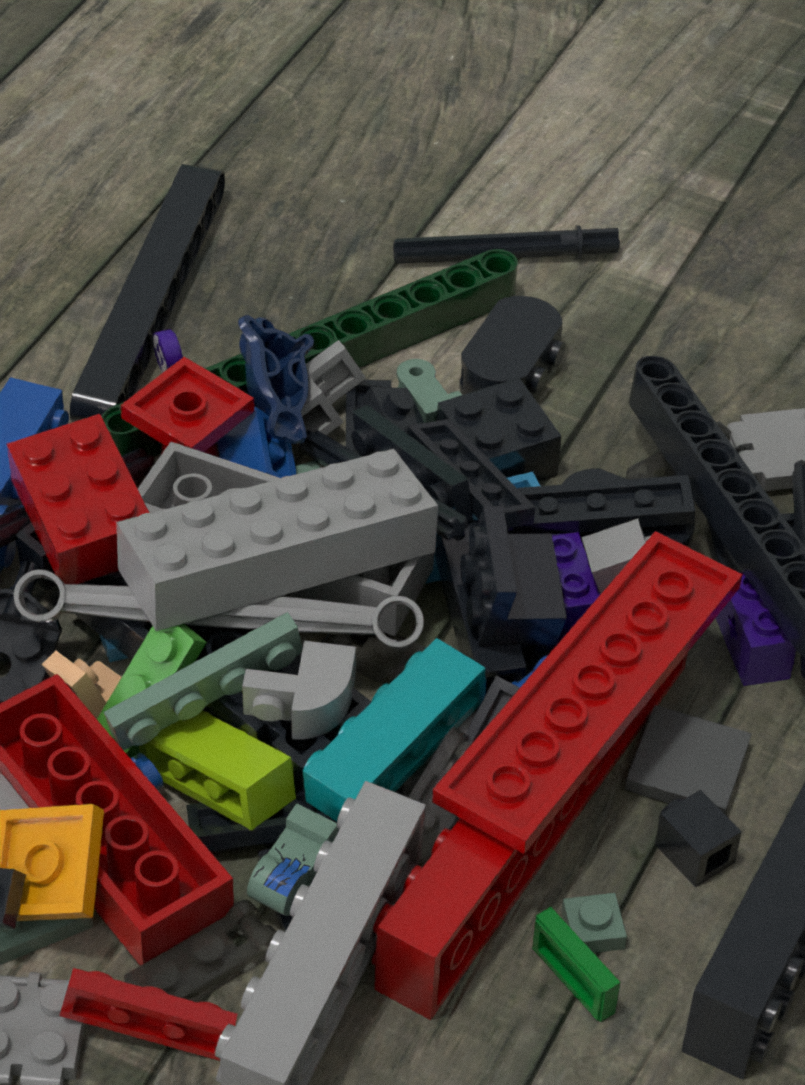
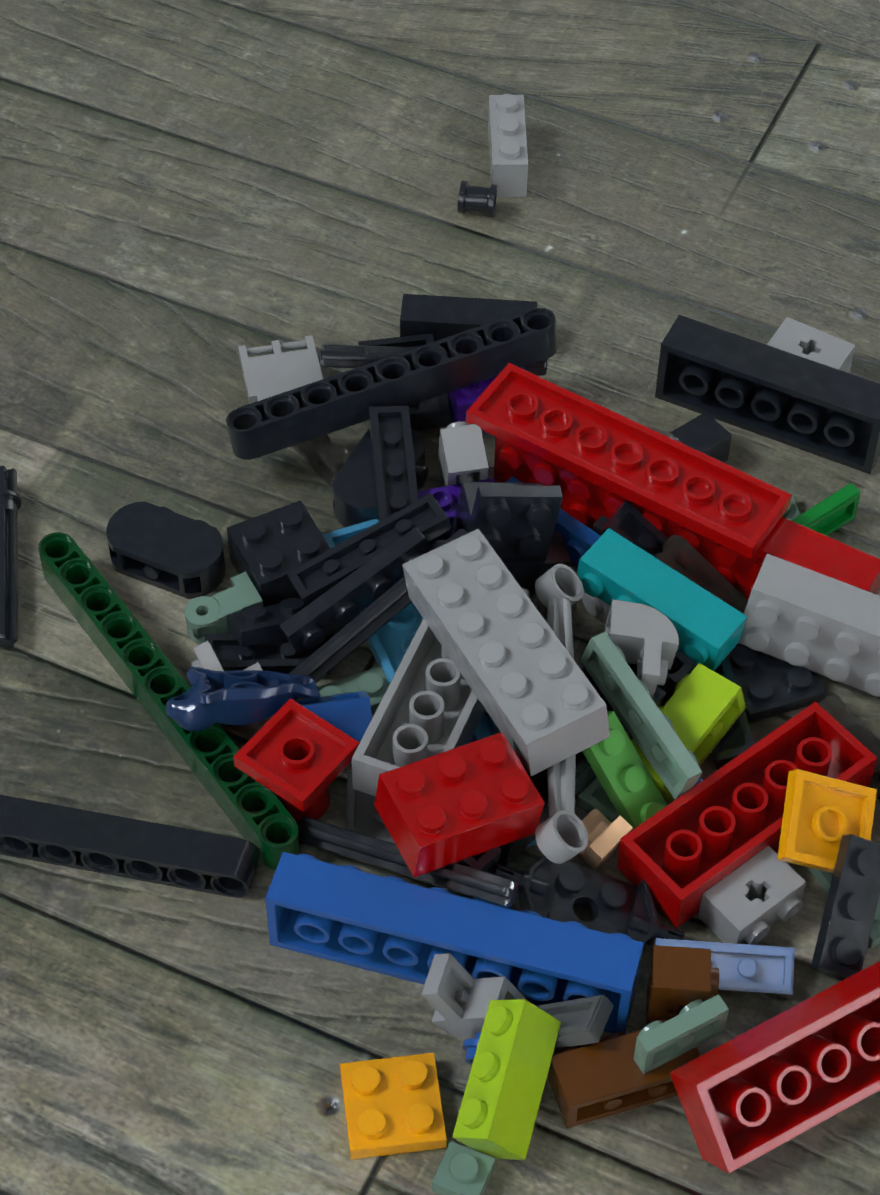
camera: 90 degrees left, 5 degrees up
(166, 349) = (160, 809): dark purple tile -> none
(290, 859) = (779, 674): sand green leg -> none

